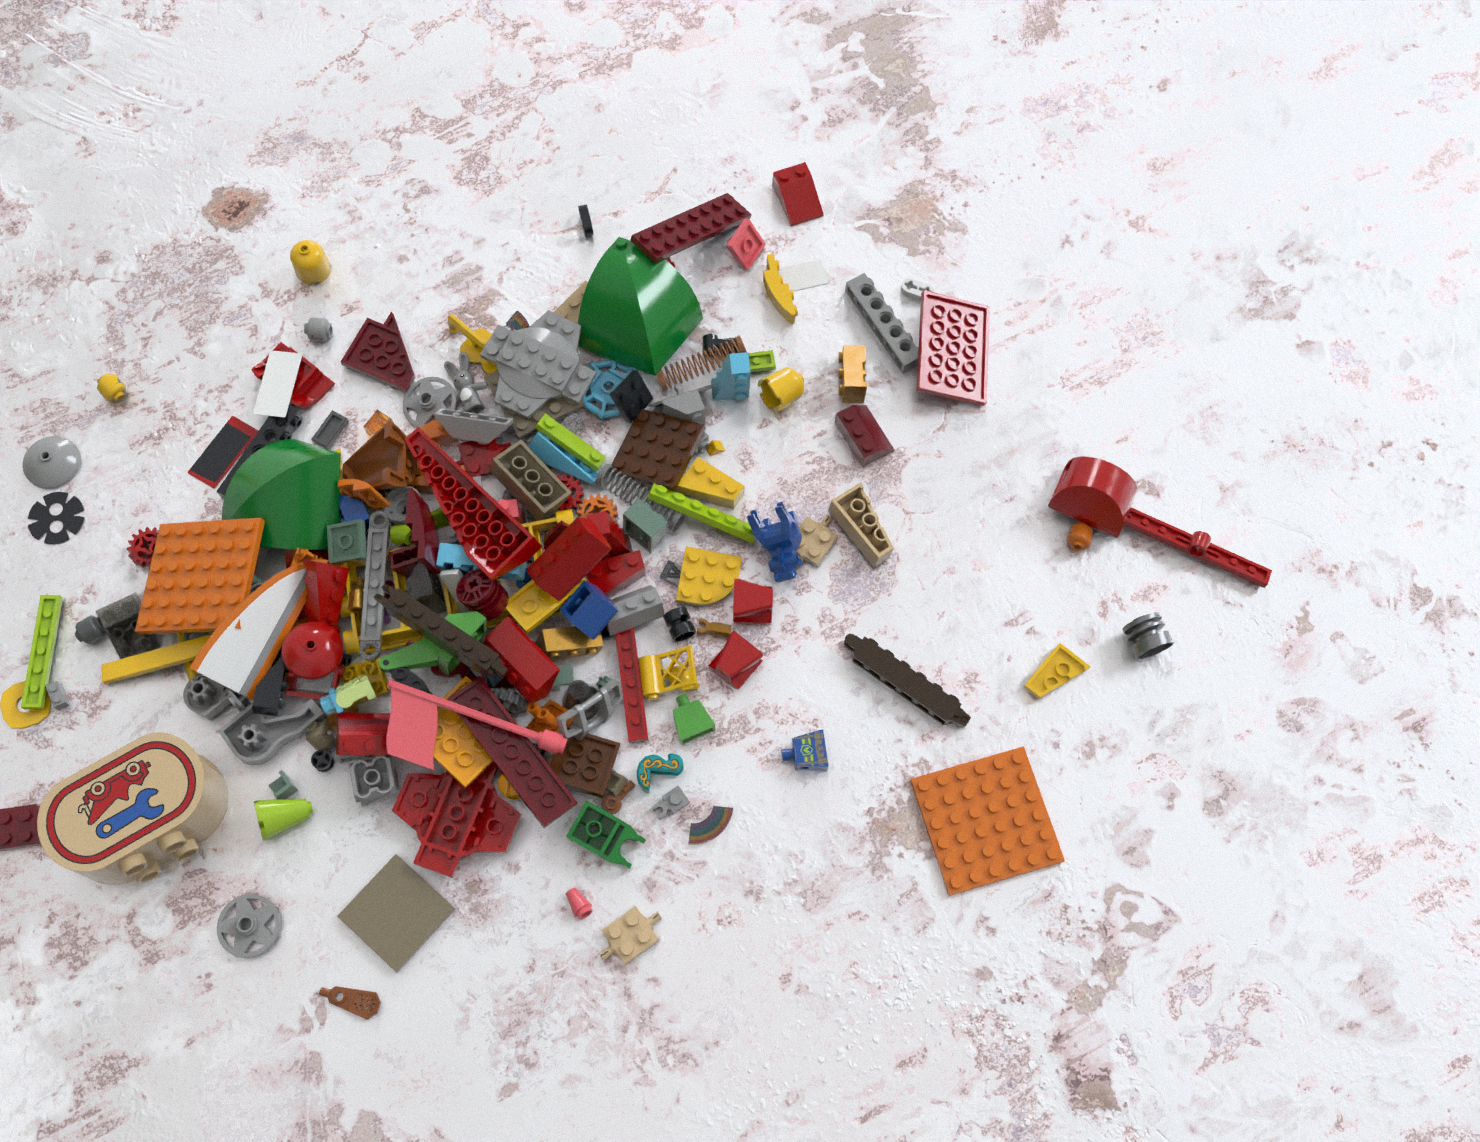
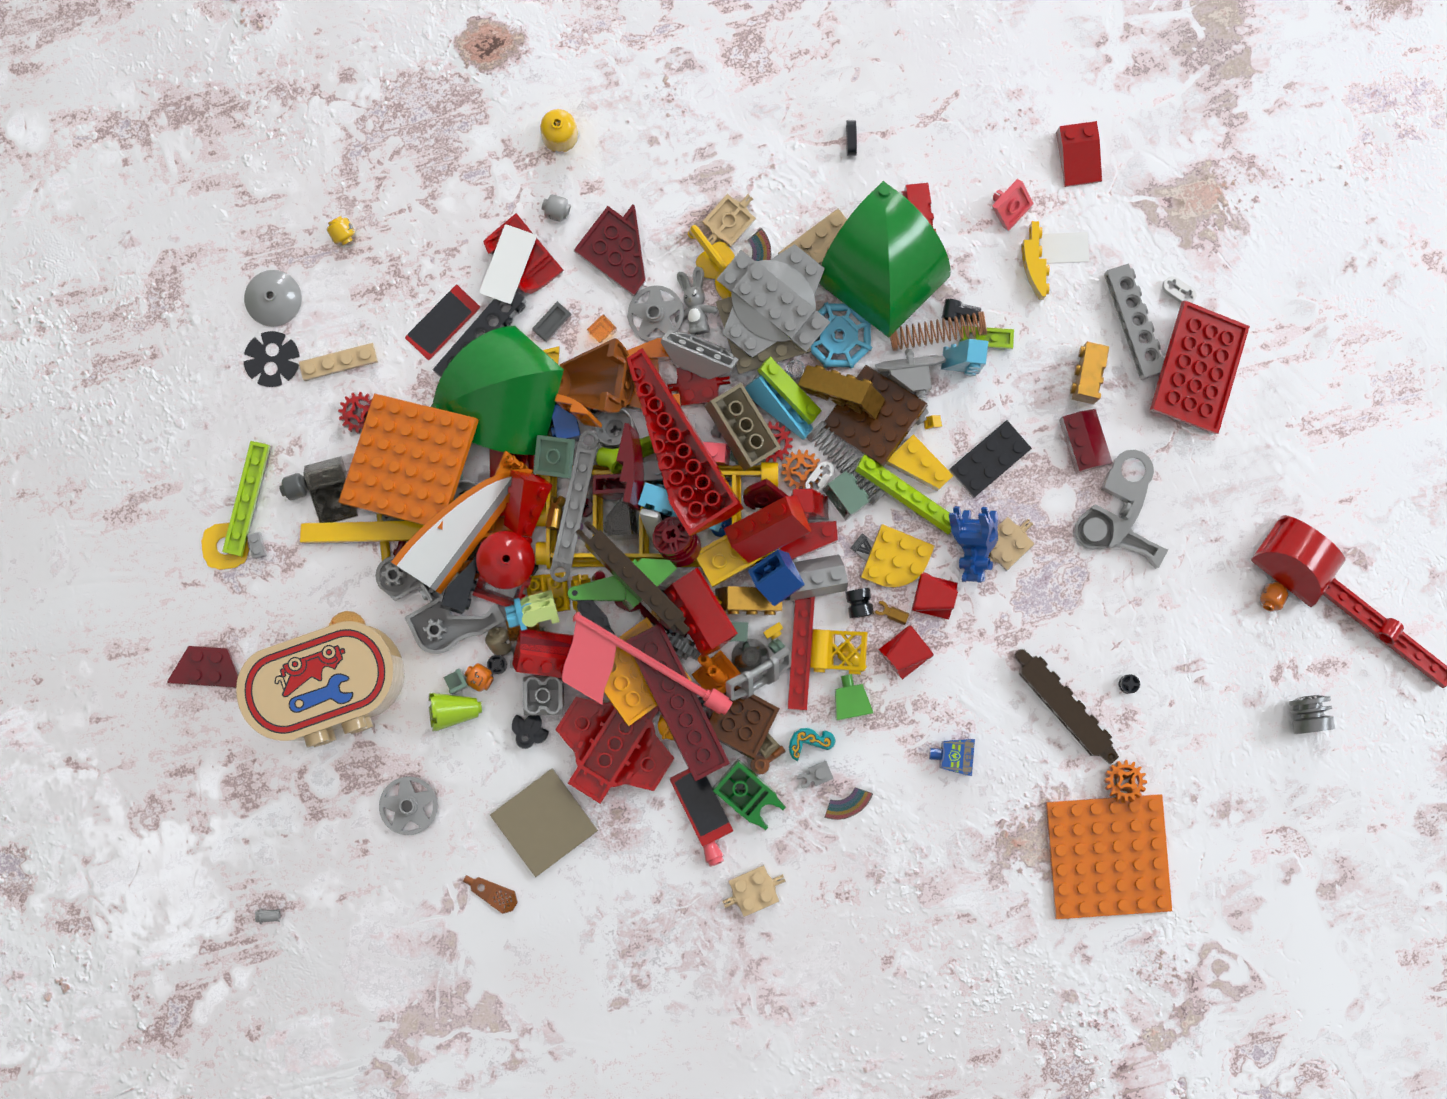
camera: 10 degrees right, 15 degrees up
(108, 1078) = (267, 915): none -> light grey pin
(123, 506) = (338, 362): none -> tan plate
(305, 776) = (479, 677): none -> orange head
(367, 818) = (529, 727): none -> black plate
(485, 309) = (729, 220): none -> tan plate
(558, 858) = (701, 807): none -> black sticker
(599, 669) = (773, 631): none -> yellow plate
(612, 509) = (815, 475): none -> white beam
(621, 430) = (842, 389): none -> pearl gold wedge
(631, 396) = (860, 353): black plate -> none
(690, 227) = (960, 179): dark red plate -> none
(777, 469) = (990, 459): none -> black plate
(781, 388) = (1014, 375): yellow cylinder -> none
(861, 524) = (1060, 538): tan wedge -> none
(905, 508) = (1103, 529): none -> light grey animal
(963, 642) = (1132, 685): none -> black wheel
(987, 747) = (1120, 775): none -> orange gear
(1055, 671) = (1214, 726): yellow wing -> none

